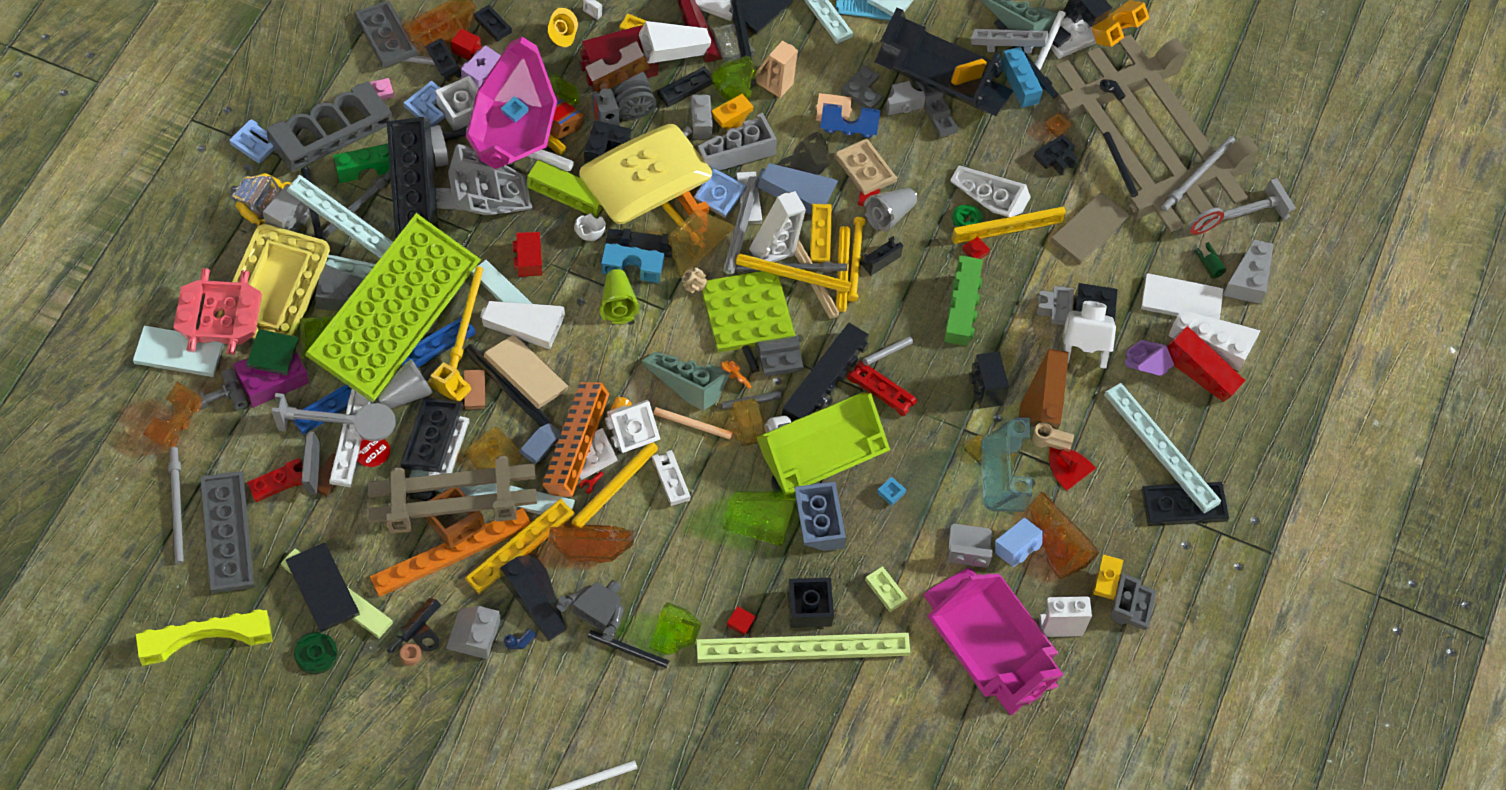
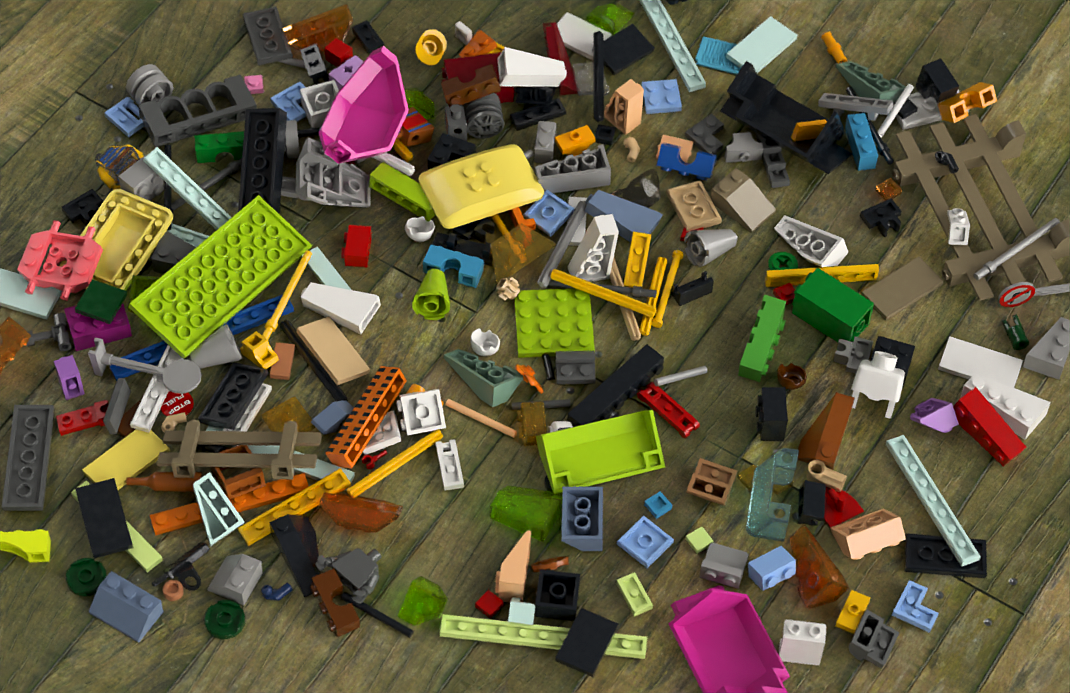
camera: 15 degrees right, 5 degrees down
(228, 248) = (83, 207): none -> black plate
(254, 438) = (69, 377): none -> medium lavender brick
(272, 105) = (148, 84): none -> light grey wheel
(332, 518) = (126, 458): none -> light yellow tile
(365, 680) = (125, 607): none -> sand blue slope
(370, 471) = (172, 420): none -> tan arm
(381, 538) = (165, 482): none -> dark orange piece
(442, 564) = (215, 509): none -> light aqua wedge
(471, 677) = (224, 619): none -> dark green tile
(514, 109) = (368, 113): dark azure plate -> none
(591, 659) = (340, 618): none -> reddish brown arch
(610, 20) = (478, 45): none -> orange wing
(650, 220) = (477, 229): none -> black plate
(681, 67) = (535, 95): none -> black hinge
(681, 342) = (484, 342): none -> white hair
(734, 78) = (583, 110): clear neon green slope -> none
(760, 100) = (605, 134): none -> black tile
(762, 593) = (513, 574): none -> light nougat slope
(776, 625) = (521, 612): none -> light aqua panel
(789, 107) = (632, 144): none -> tan arm
(796, 569) = (550, 563): none -> dark orange wheel
(811, 52) = (661, 96): none -> light blue plate
(849, 648) = (586, 642): none -> black tile
(886, 532) = (645, 541): none -> light blue plate
(913, 155) = (742, 200): none -> slope
(939, 522) = (699, 540): none -> yellowish green tile
(942, 459) = (712, 482): none -> medium nougat brick
(999, 336) = (791, 376): none -> reddish brown hair
(1026, 258) = (831, 307): none -> green brick
(1044, 467) = (811, 503): none -> black hinge
(1106, 491) = (868, 533): none -> light nougat slope
(1120, 164) = (941, 231): black bar -> none
(1139, 157) = (958, 227): none -> white bracket
(1162, 566) = (910, 608): none -> light blue plate

